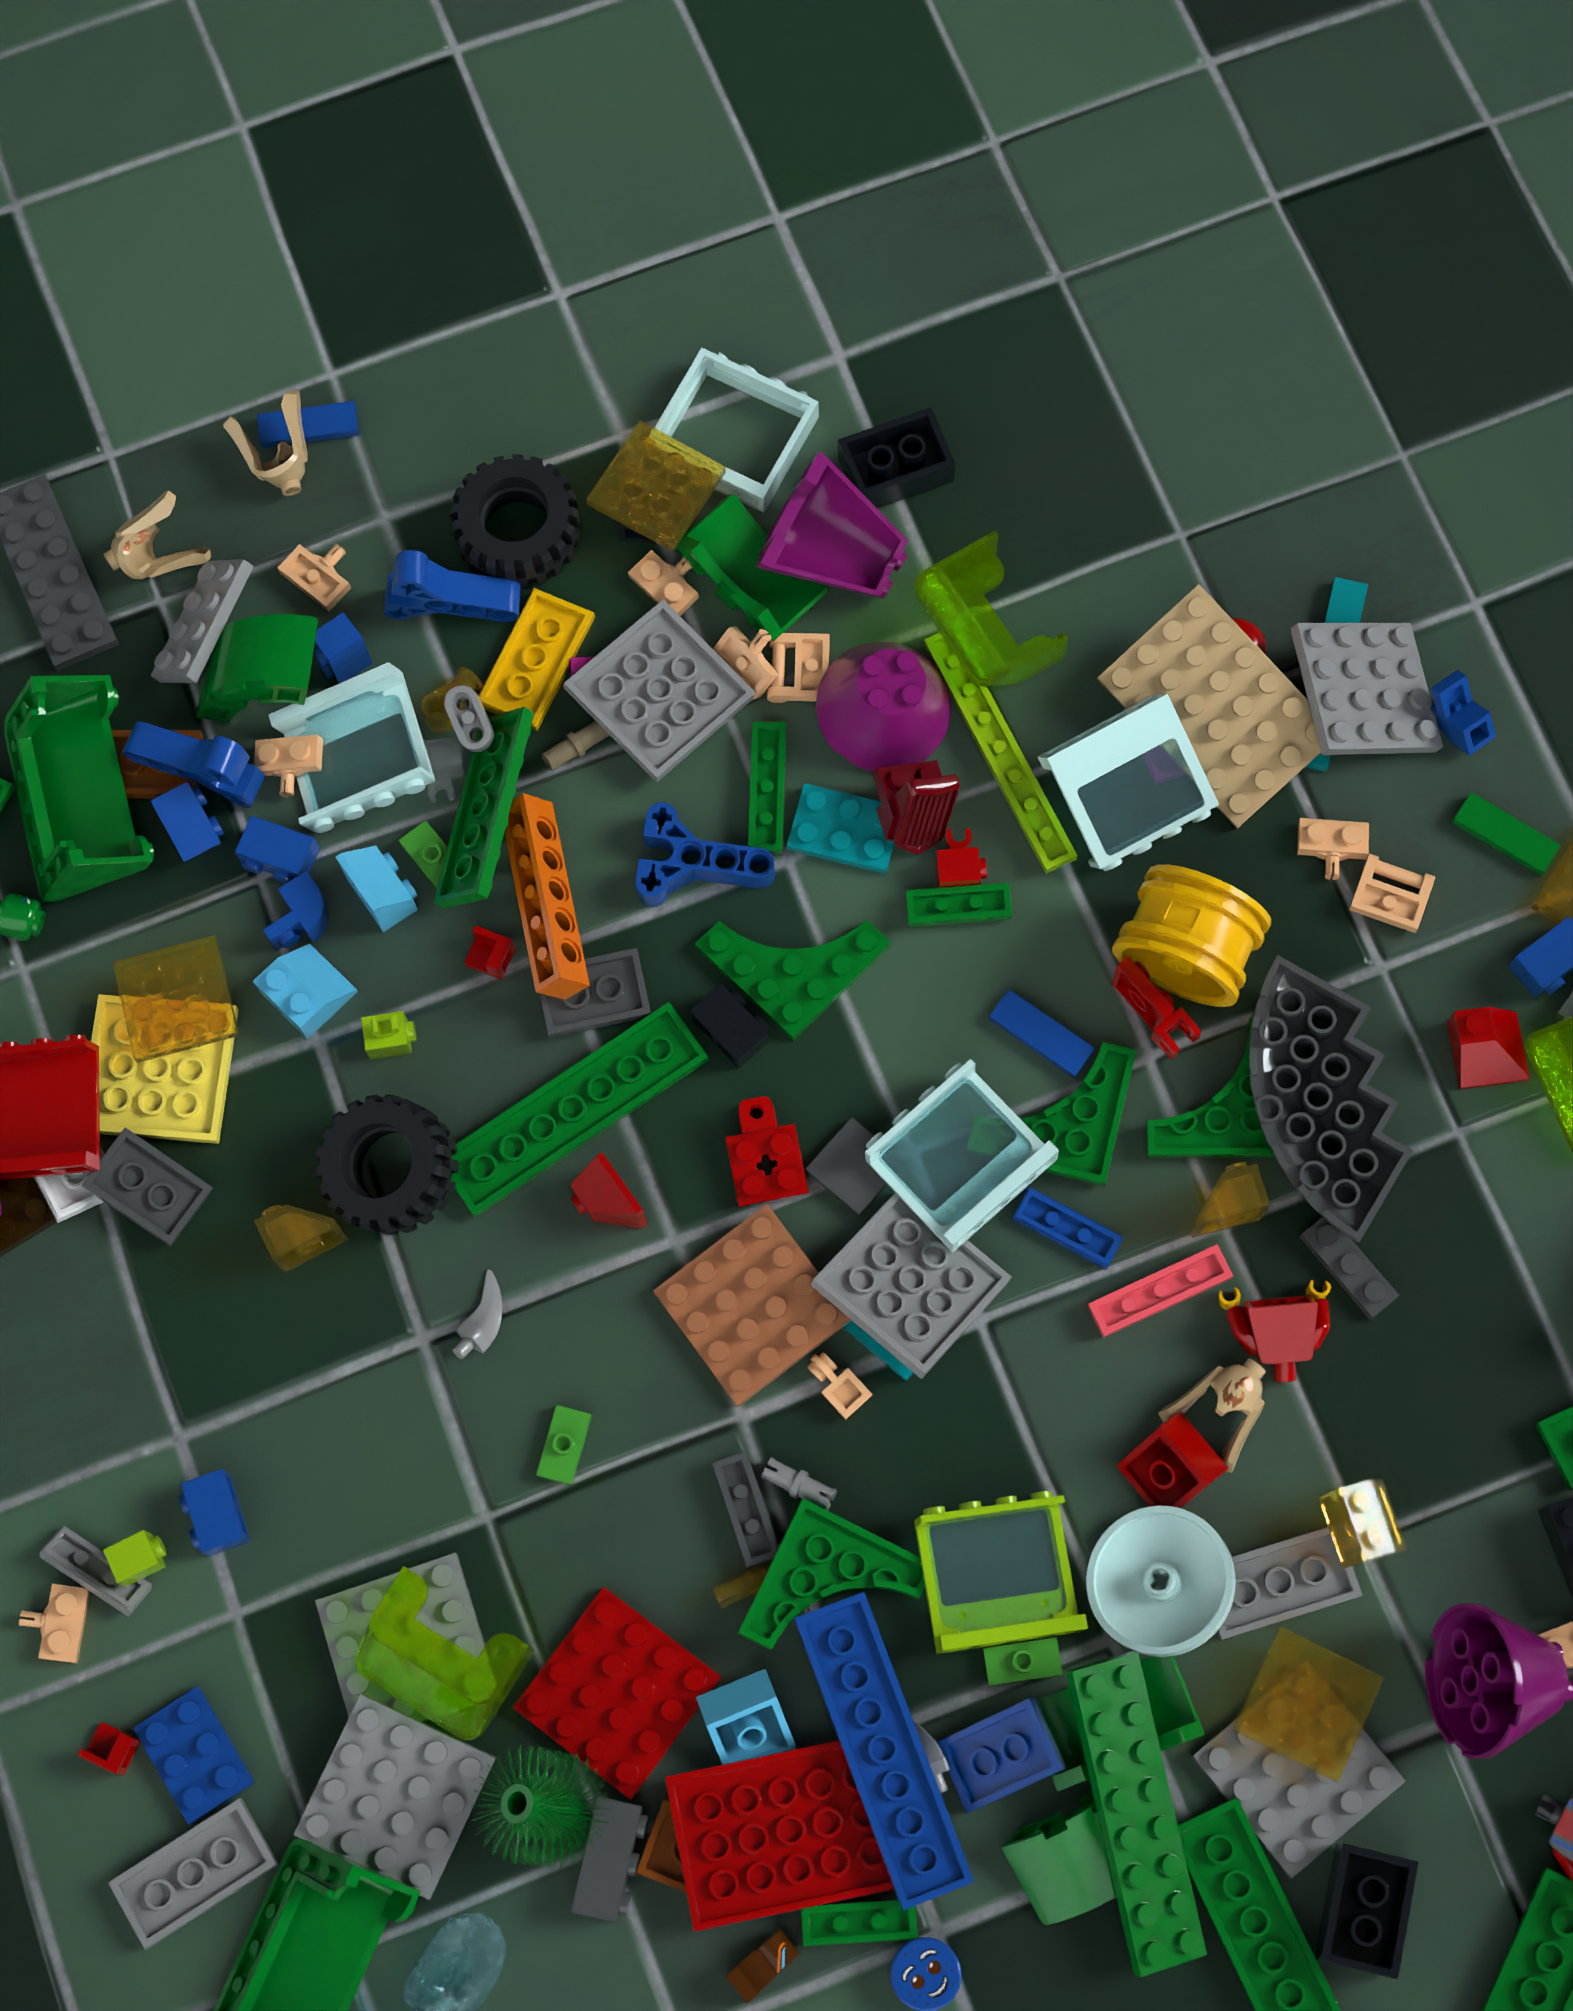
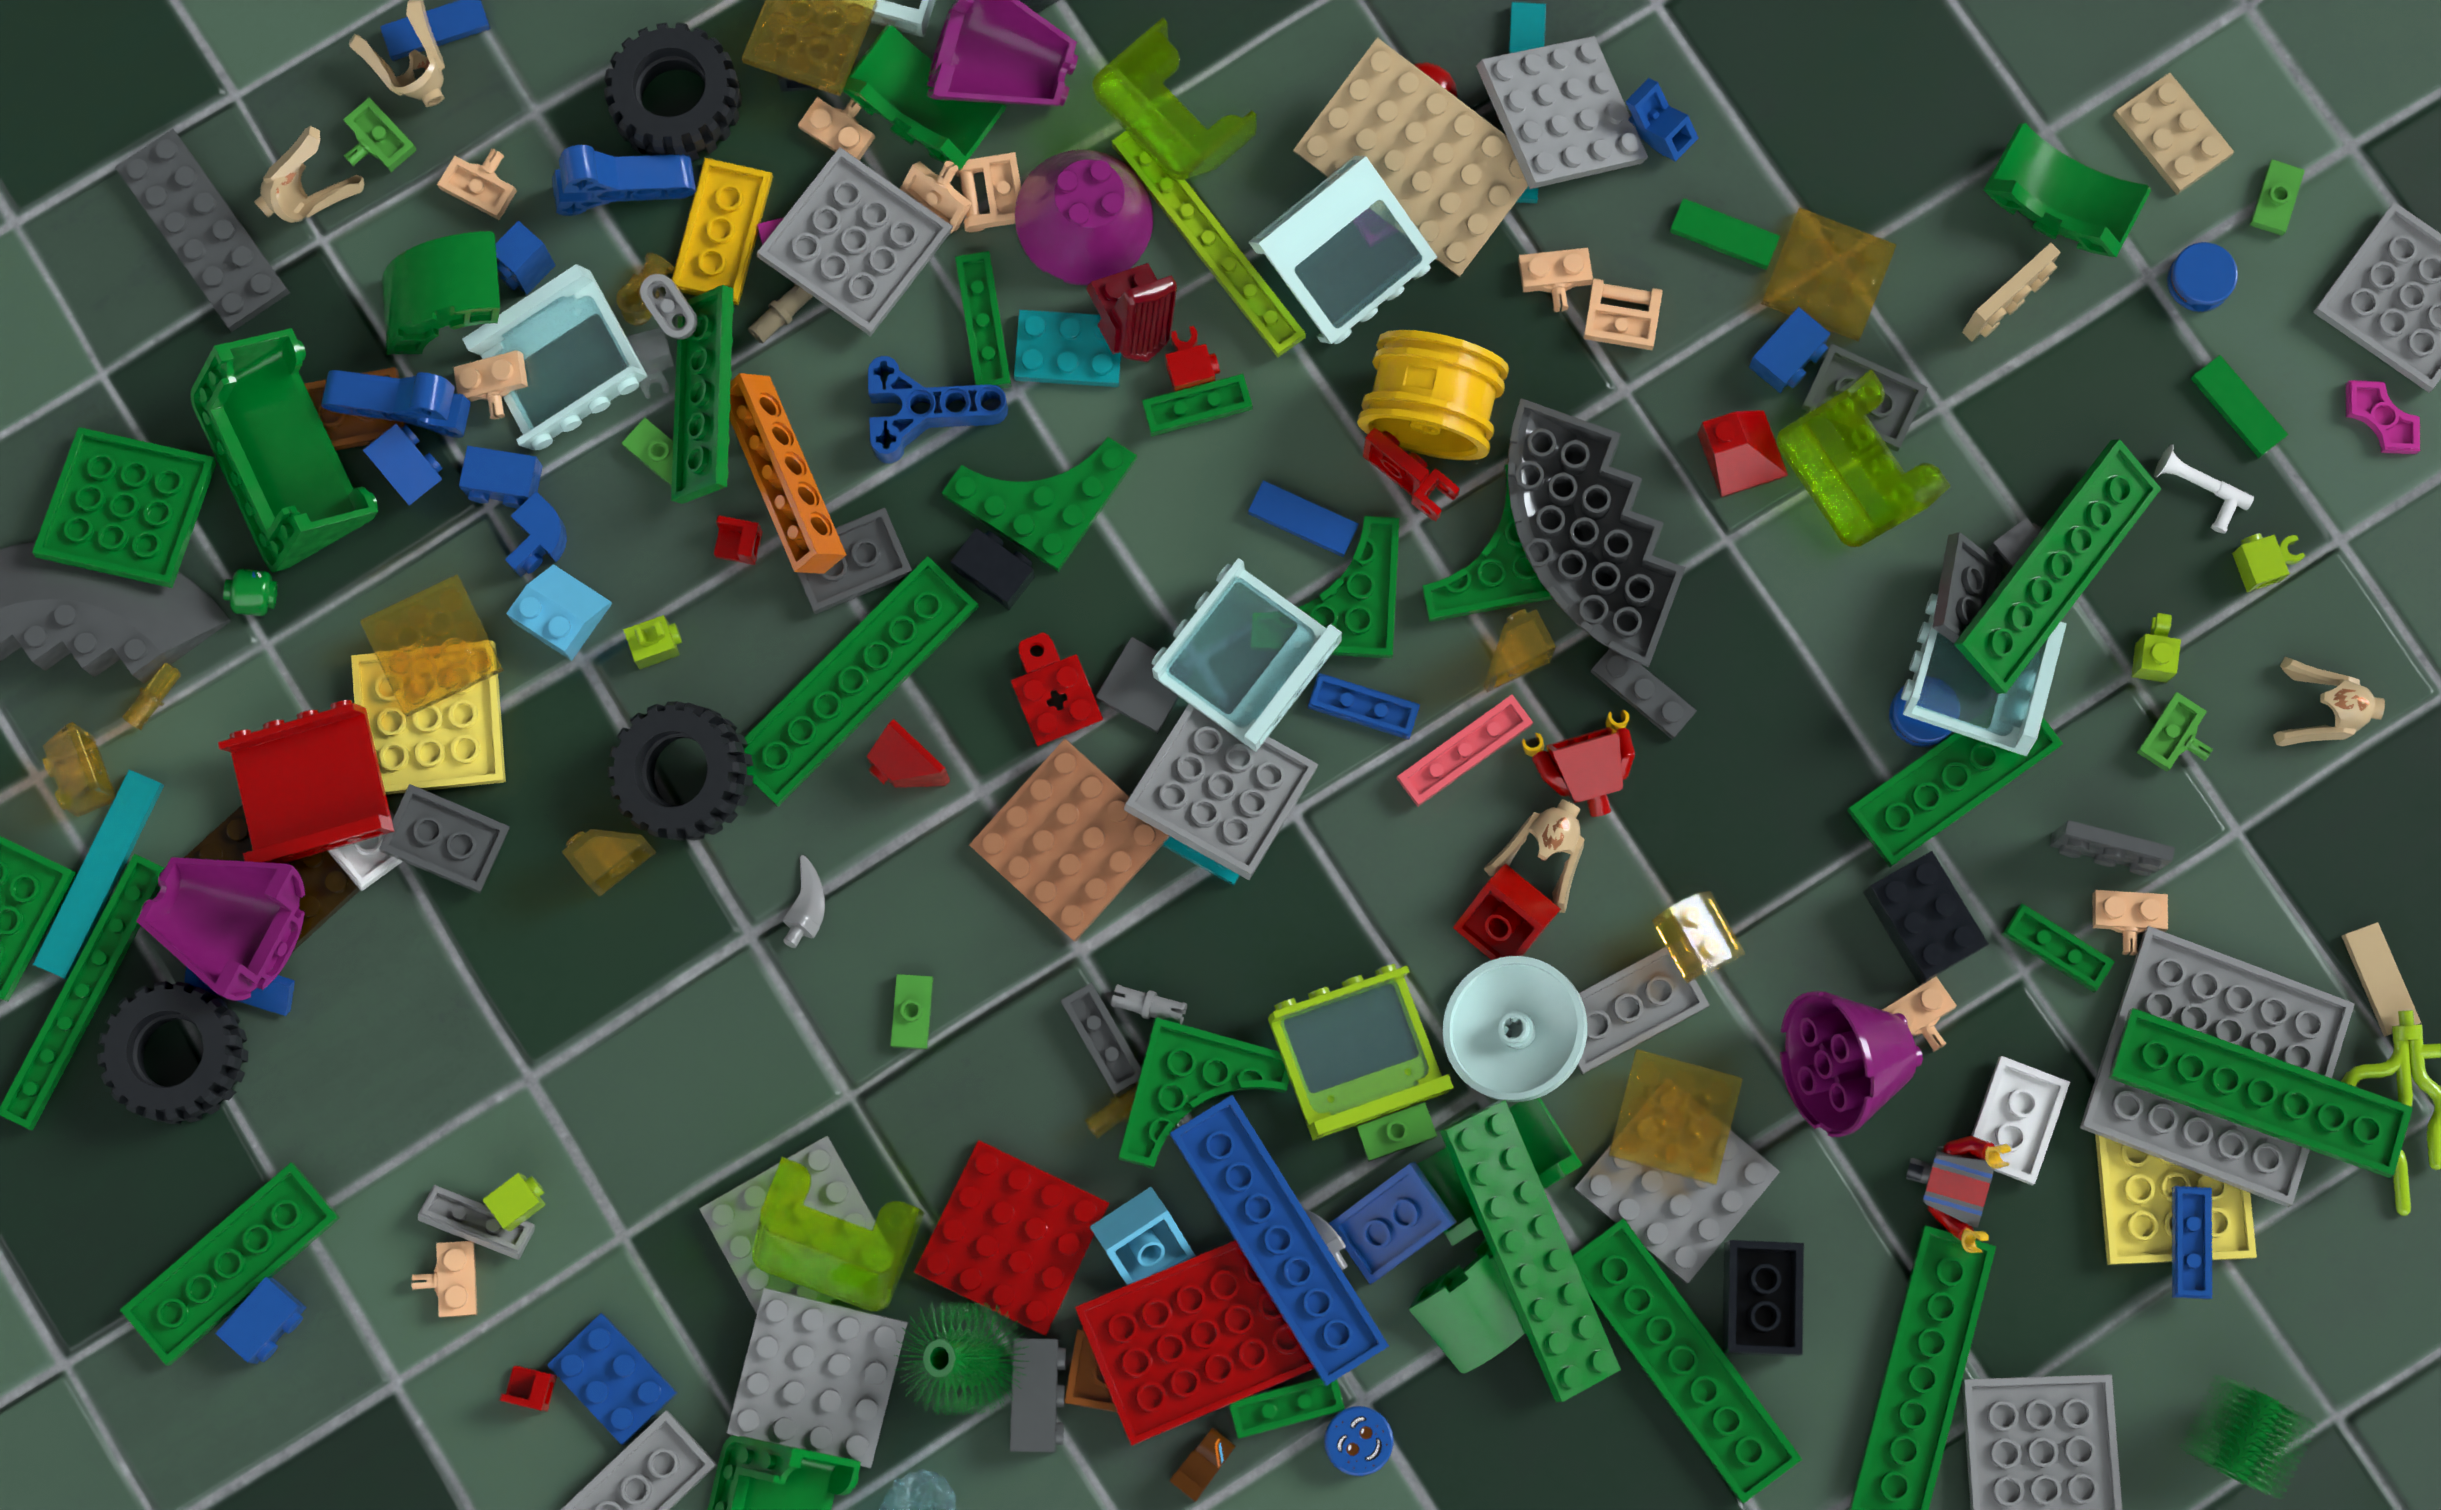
camera: 15 degrees left, 5 degrees up
(201, 621) = (371, 254): light grey plate -> none
(214, 1513) = (581, 1143): blue brick -> none
(231, 514) = (377, 137): none -> bright green plate
(378, 885) = (610, 493): medium azure slope -> none
(845, 1392) = (1177, 906): light nougat plate -> none

